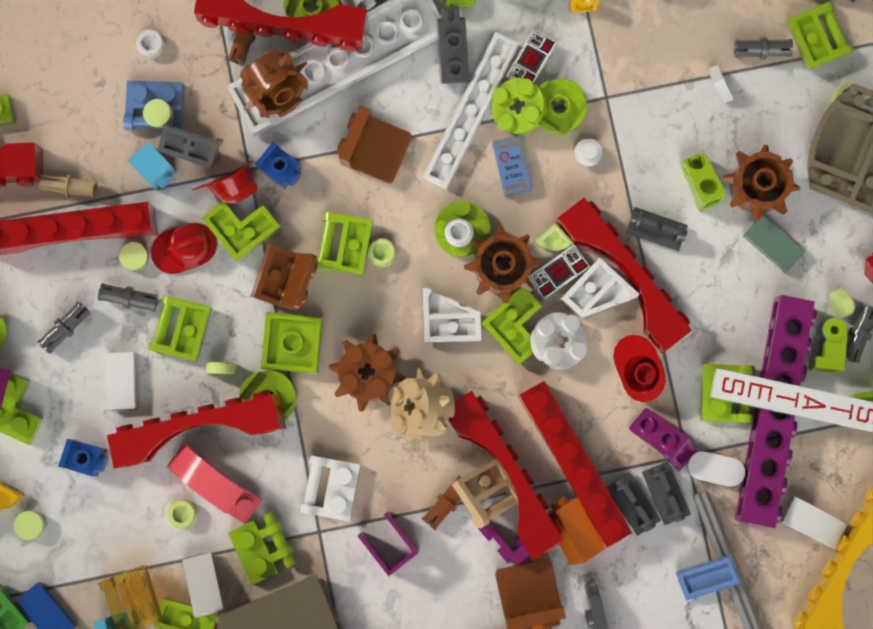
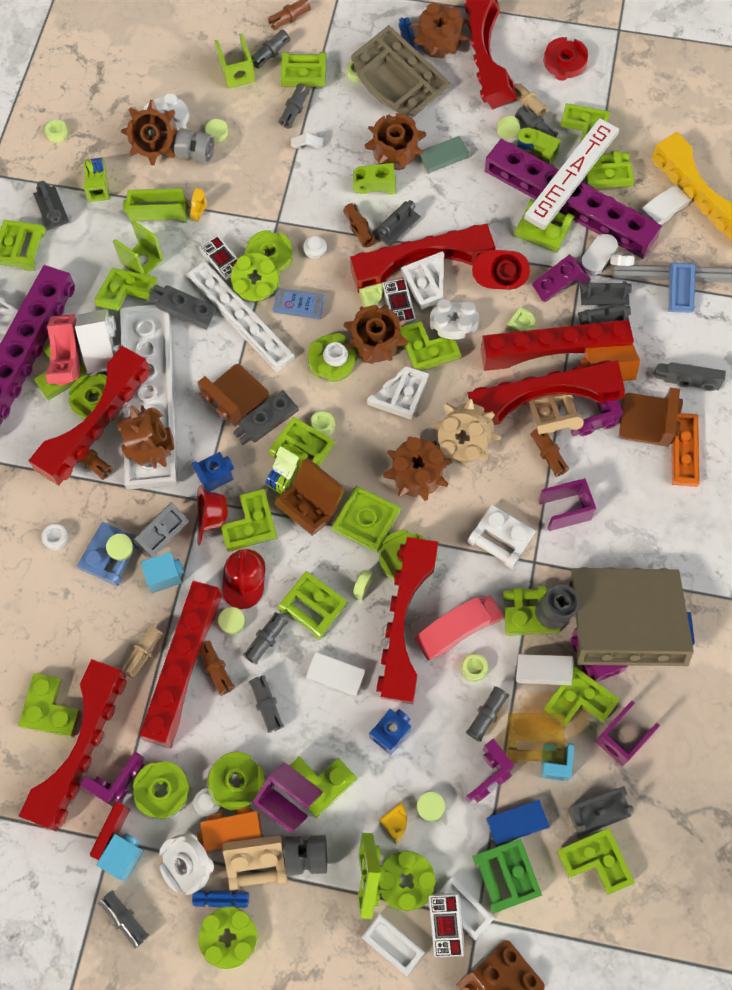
camera: 65 degrees left, 15 degrees down
(80, 263) = (215, 668): none -> dark orange pin
(96, 569) = (495, 758): none -> magenta bracket
(138, 545) = (487, 714): none -> dark grey pin
(263, 575) = (557, 606): none -> dark grey wheel
(308, 238) = (285, 468): none -> lime leg
(364, 192) = (266, 418): none -> dark grey hinge
(592, 415) = (521, 321): none -> yellowish green tile
(636, 188) = (359, 225): none -> dark orange pin
(717, 497) = (622, 259): none -> white tile
(829, 447) = (613, 174): none -> lime plate

